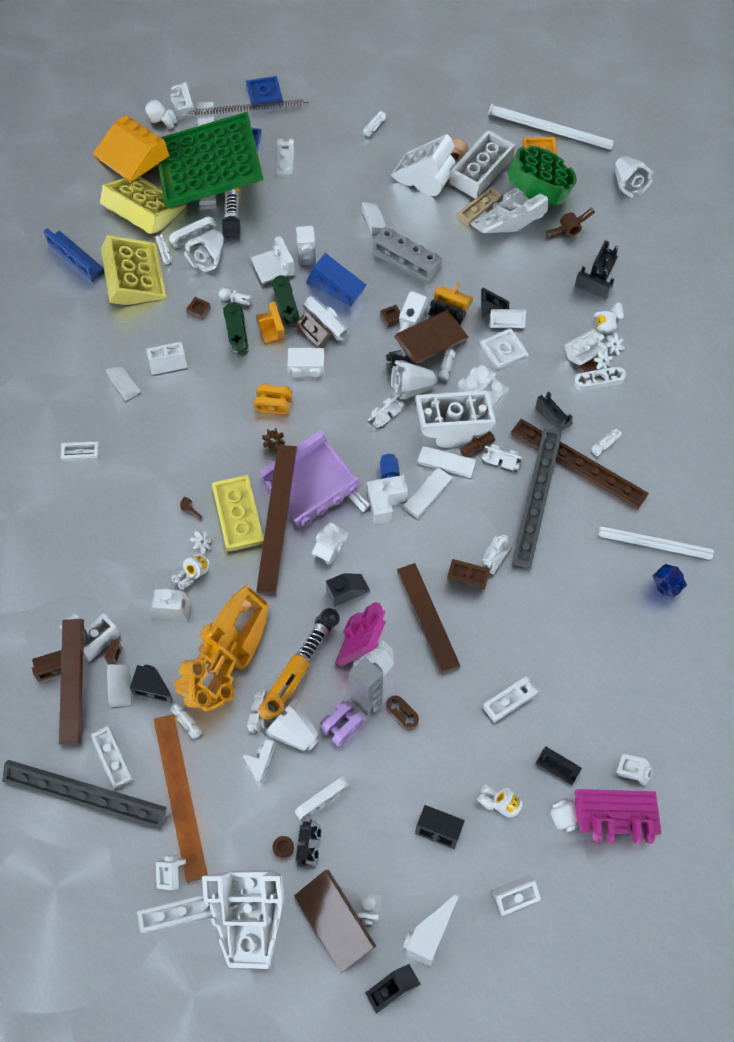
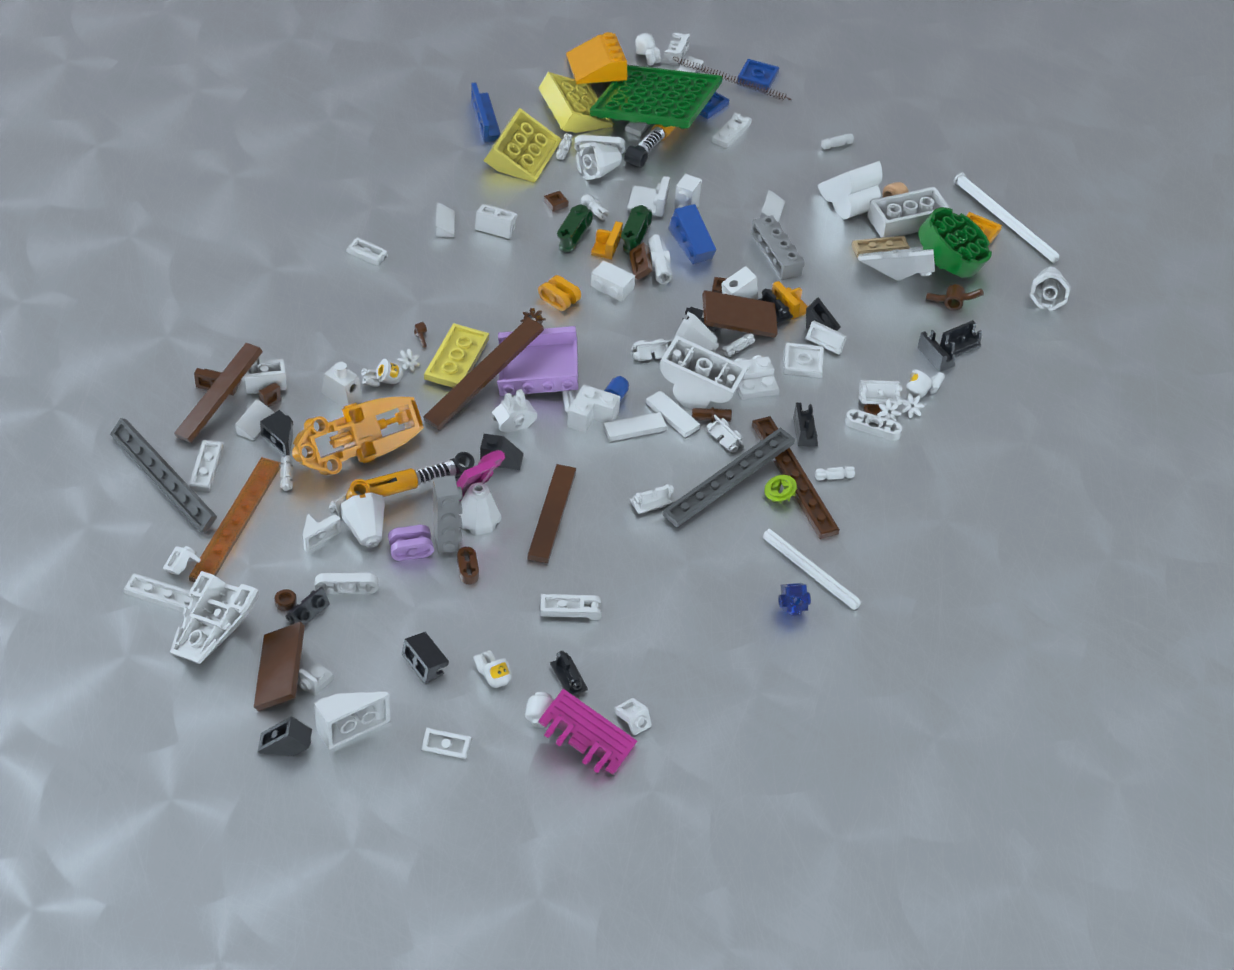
camera: 30 degrees right, 15 degrees down
(468, 573) = (615, 497): reddish brown hinge -> none
(583, 475) = (774, 484): none -> lime gear

